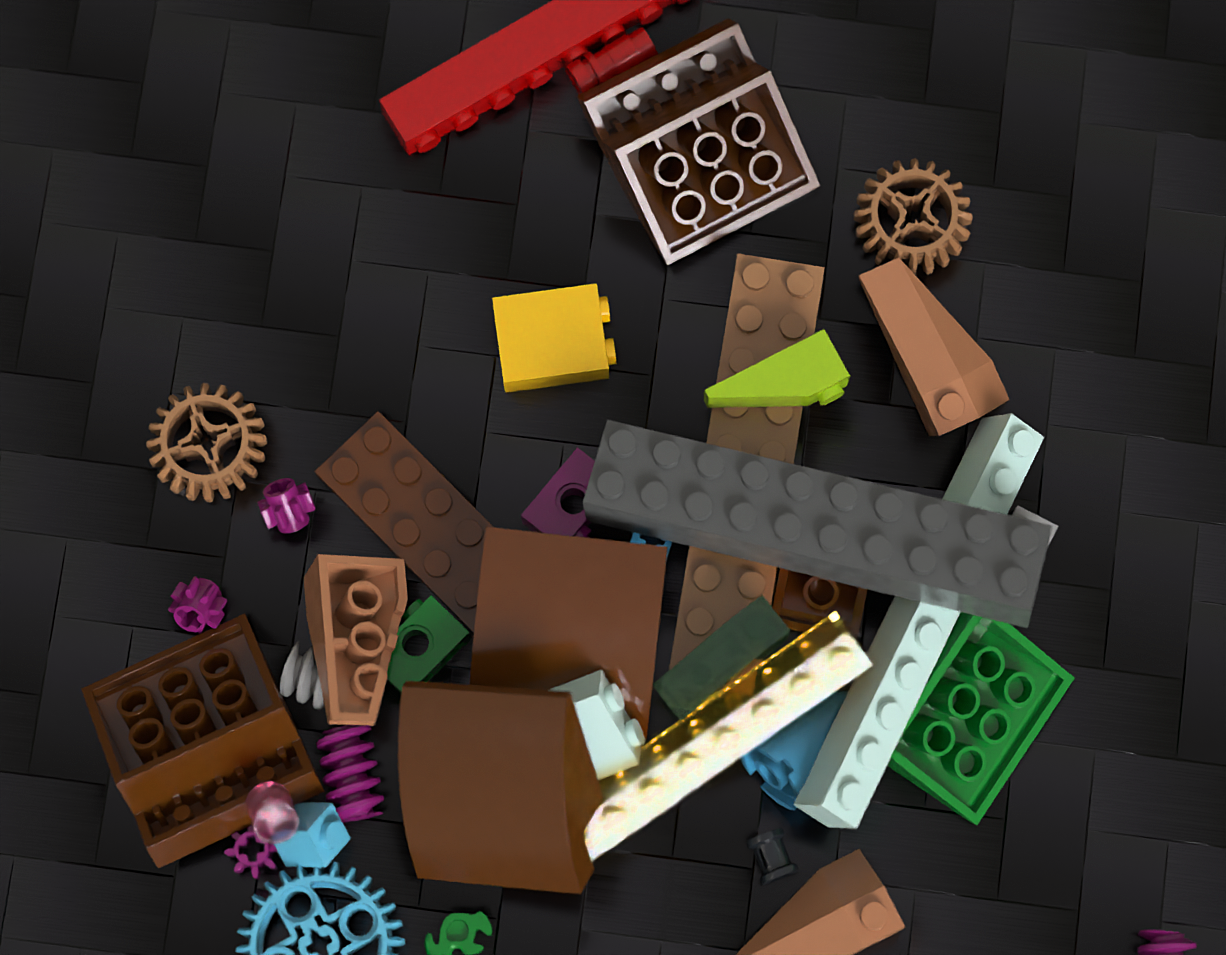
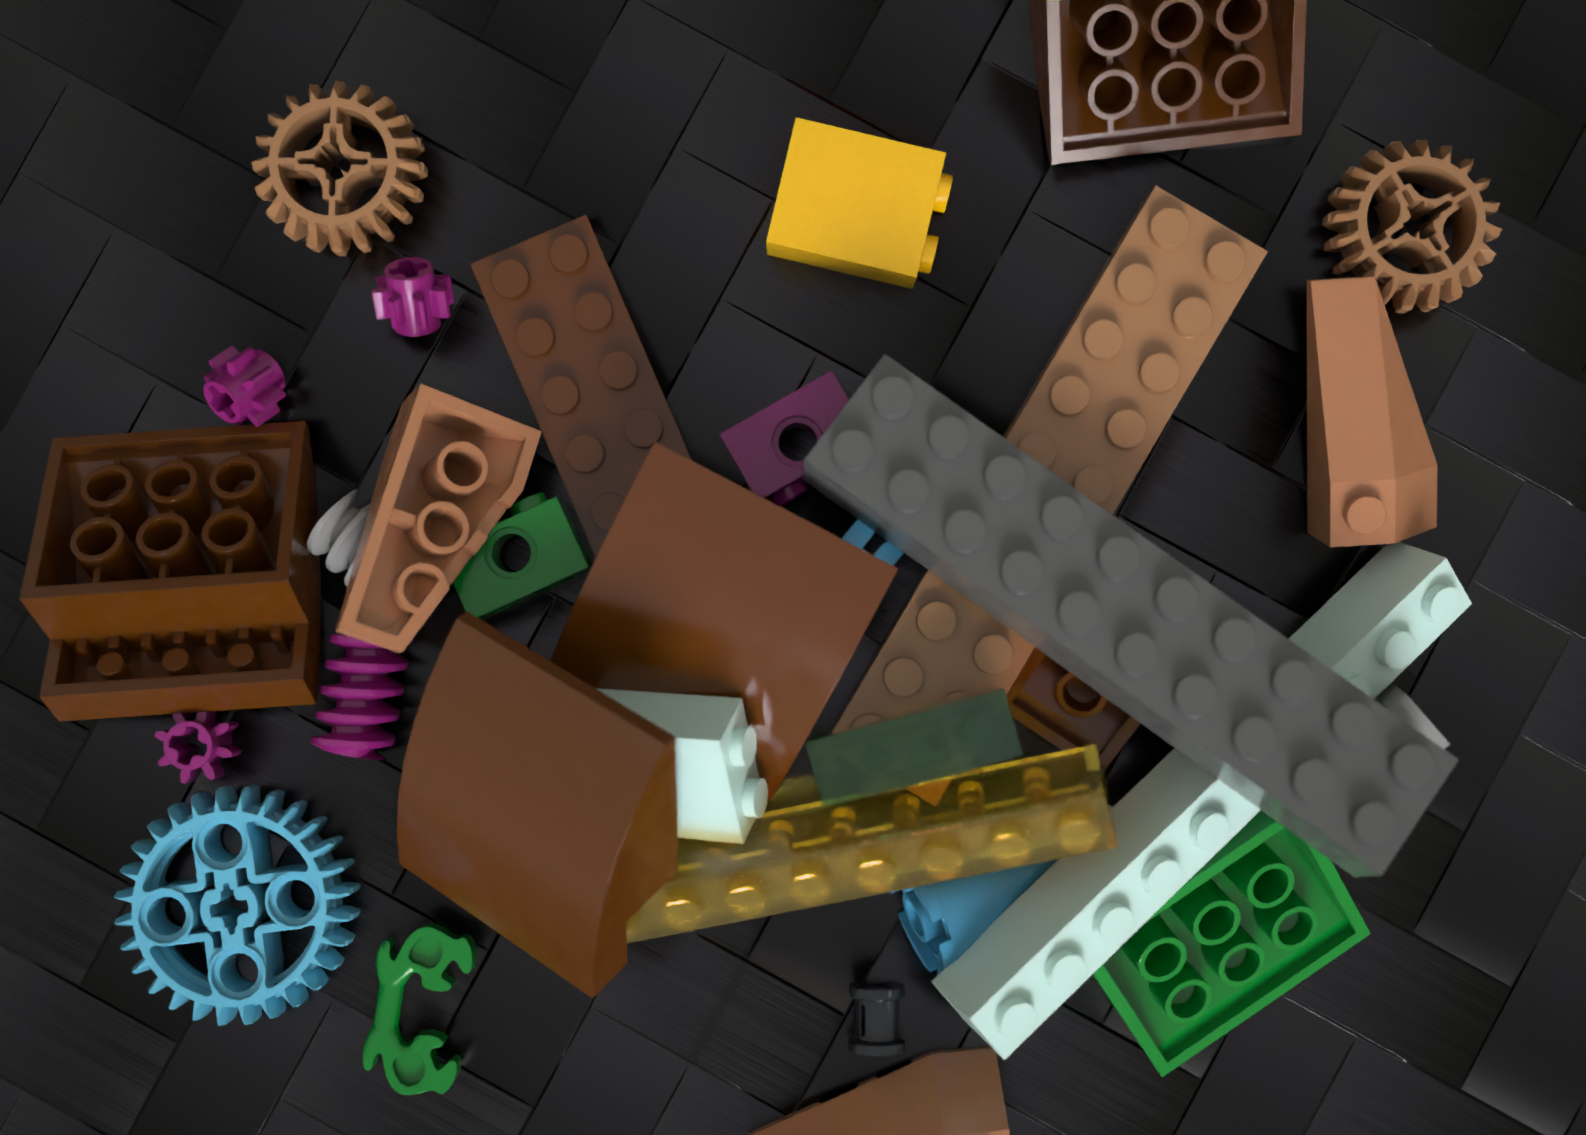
camera: 20 degrees right, 10 degrees up
(279, 819) = (221, 717): clear pink wheel -> none
(317, 837) = (271, 757): medium azure brick -> none
(791, 377) = (1165, 391): lime slope -> none

